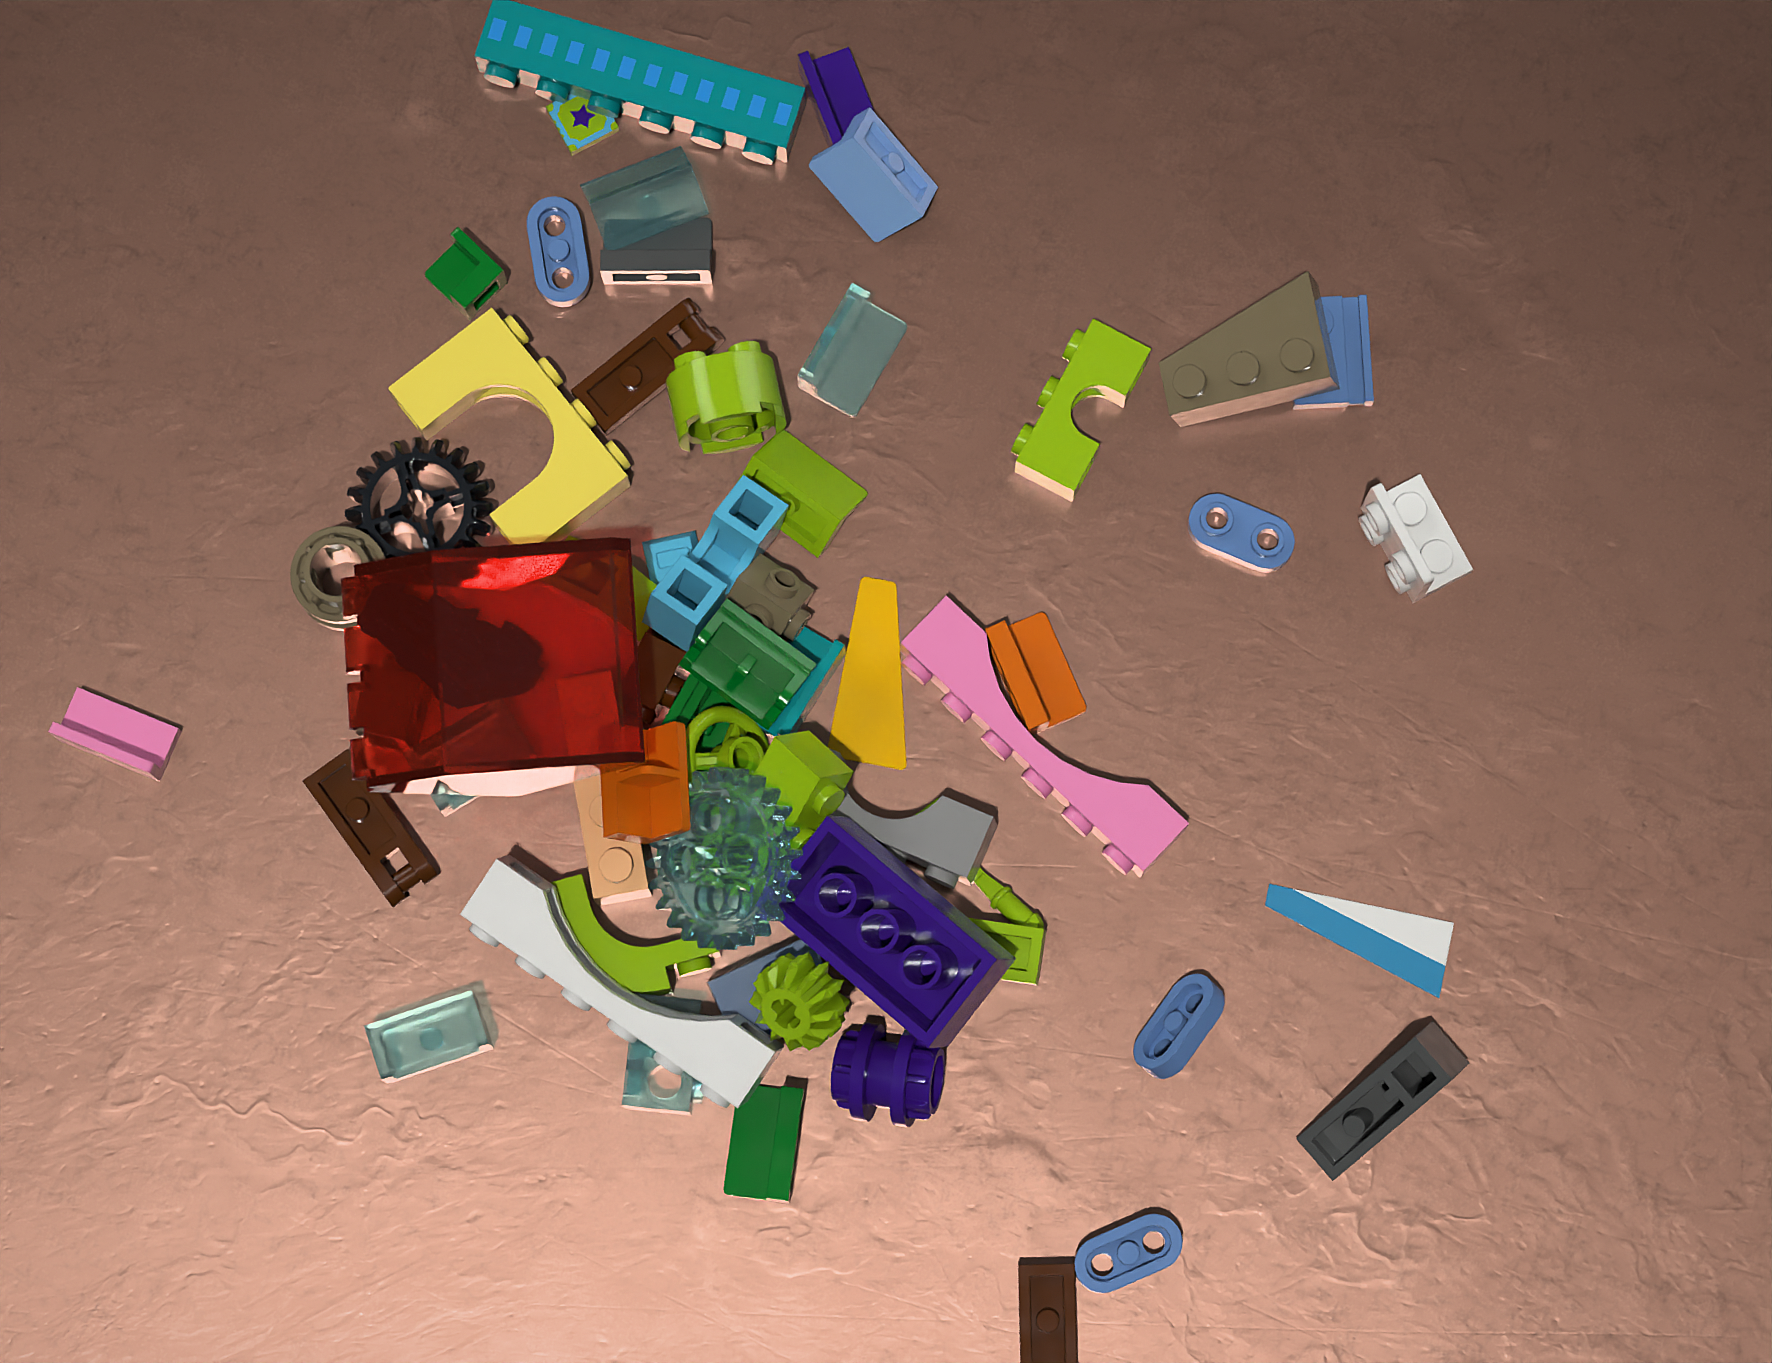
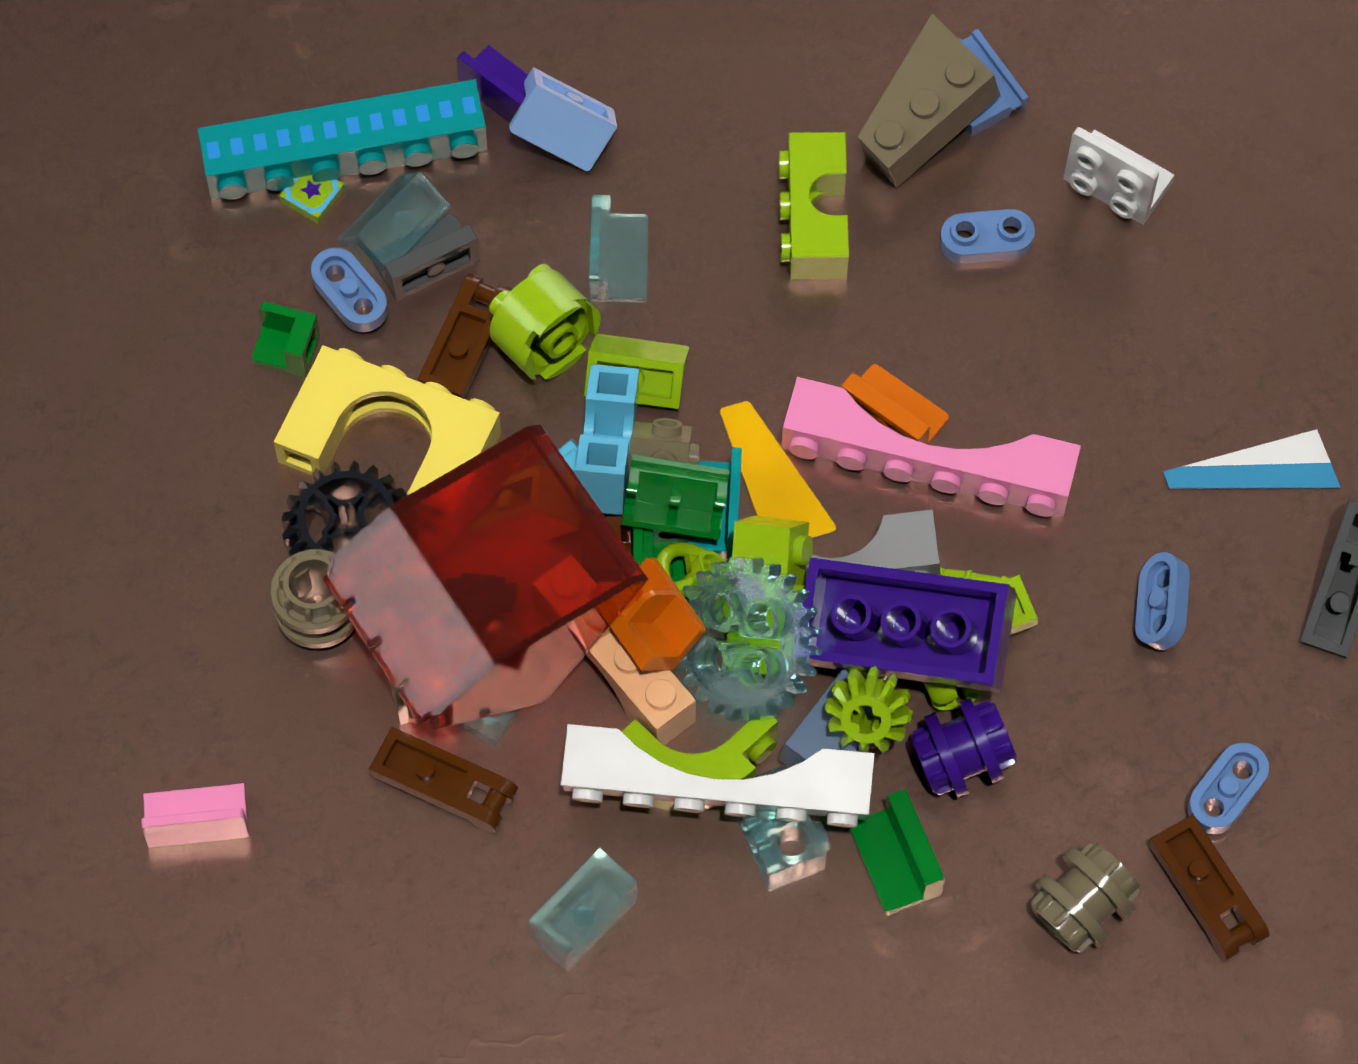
camera: 30 degrees left, 15 degrees down
(916, 1291) = (1085, 897): none -> dark tan piece

